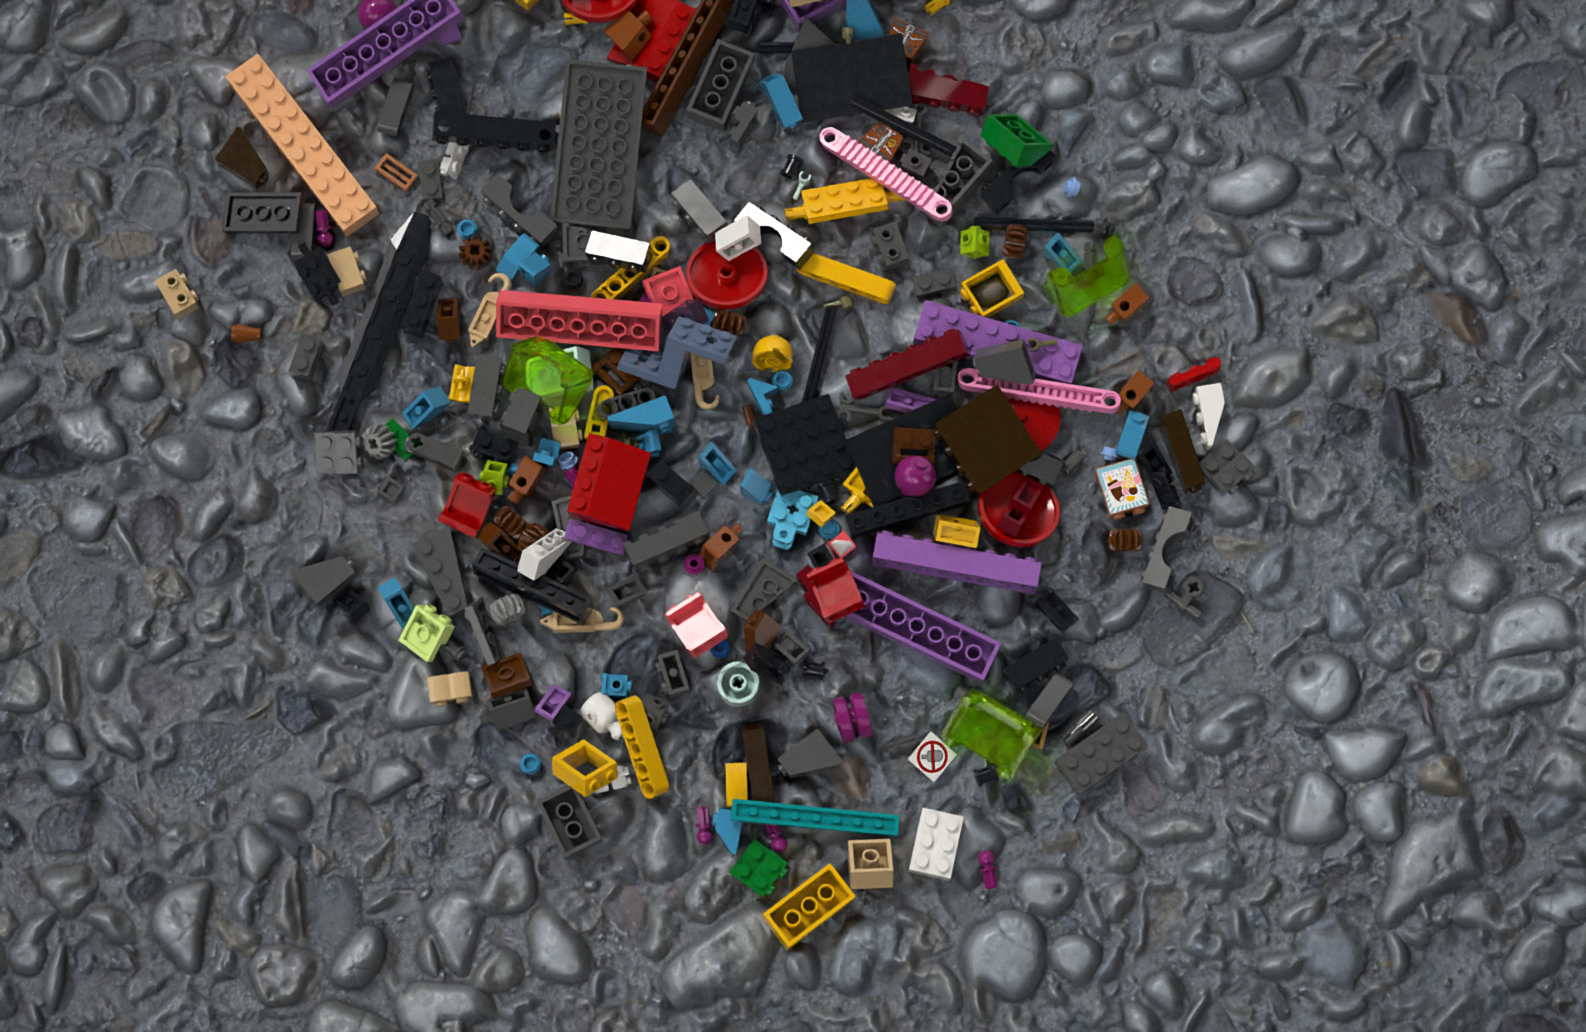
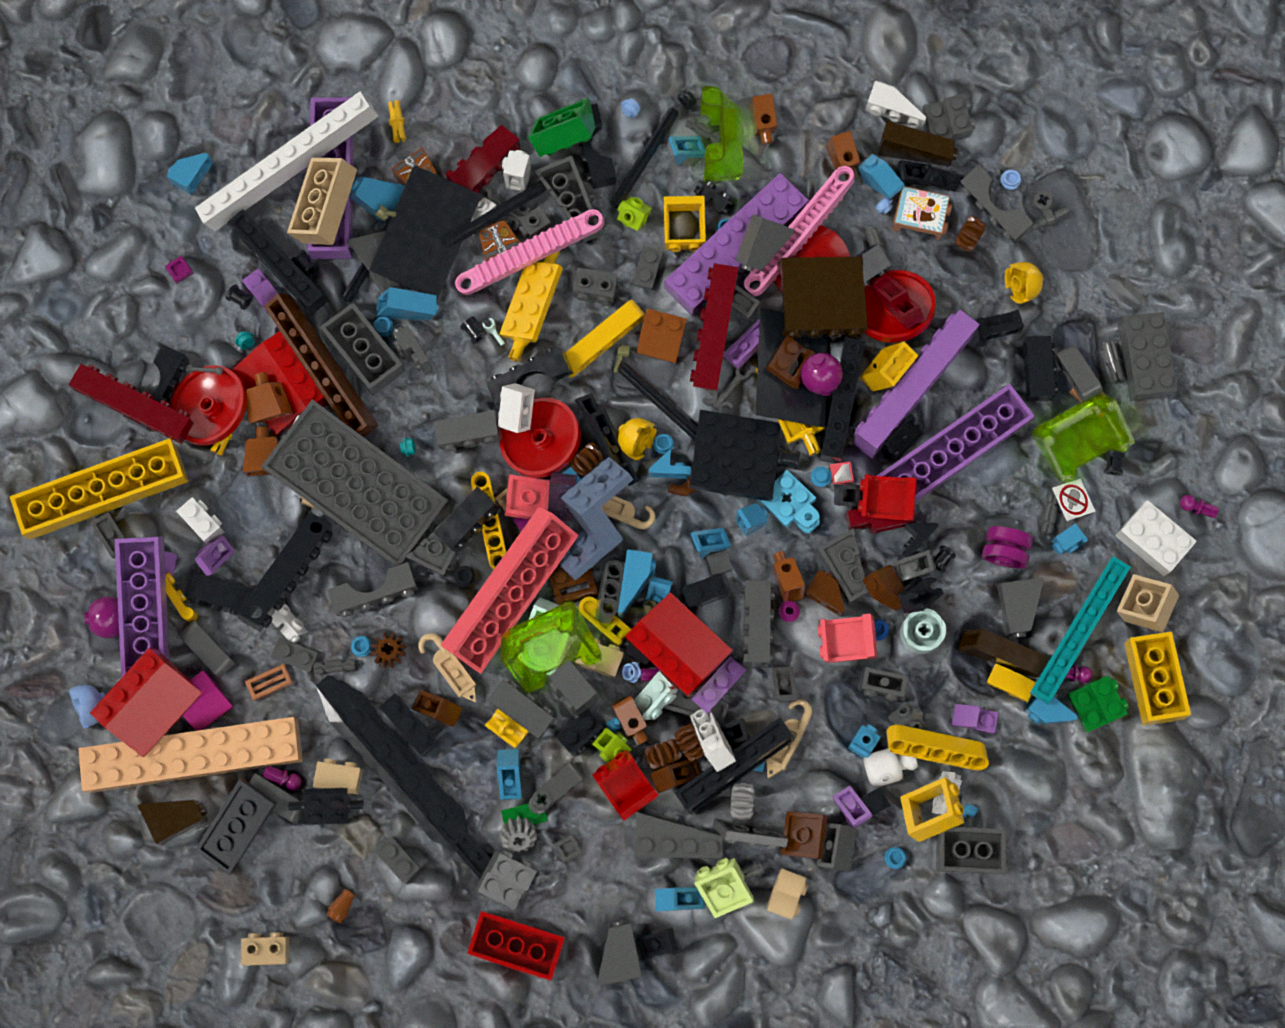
camera: 60 degrees left, 0 degrees up
(287, 489) = (516, 945): none -> red brick
(298, 40) = (84, 700): none -> light blue cylinder
(322, 83) = (146, 702): none -> slope
(350, 127) = (209, 705): none -> dark pink slope
(422, 60) = (178, 599): none -> yellow plate
(476, 67) = (214, 554): none -> medium lavender slope
(498, 40) = (200, 521): none -> white brick
(517, 252) = (415, 614): dark azure slope -> none
(535, 268) = (436, 604): dark azure slope -> none
(547, 453) = (617, 686): dark azure slope -> none
(554, 490) = (655, 696): none -> light aqua bracket
(584, 50) = (257, 452): none -> dark orange torso
(606, 806) = (969, 810): none -> dark azure hand
(658, 171) = (408, 446): none -> teal plate
(688, 770) = (974, 718): none -> medium lavender slope
(704, 835) = (1041, 736): magenta axle -> none
(728, 585) = (826, 592): none -> reddish brown slope
(752, 91) = (383, 326): none -> dark azure plate
(757, 328) = (605, 433): none -> black wedge
(821, 513) = (806, 475): yellow plate -> none
(825, 641) = (921, 533): none -> black slope
(877, 326) = (661, 335): none -> dark orange slope
(891, 769) = (1068, 540): none -> dark azure brick
(903, 580) = (903, 438): none -> black hinge
(954, 122) = (516, 170): none -> white brick
(1014, 241) = (652, 179): reddish brown gear -> none
(1034, 295) = (721, 200): none -> black hinge
(1041, 344) = (762, 203): olive hand -> none
(1109, 611) = (1024, 281): none -> yellow cylinder
(1194, 374) = (852, 99): red hinge -> none
(1201, 552) = (1010, 179): none -> light blue plate

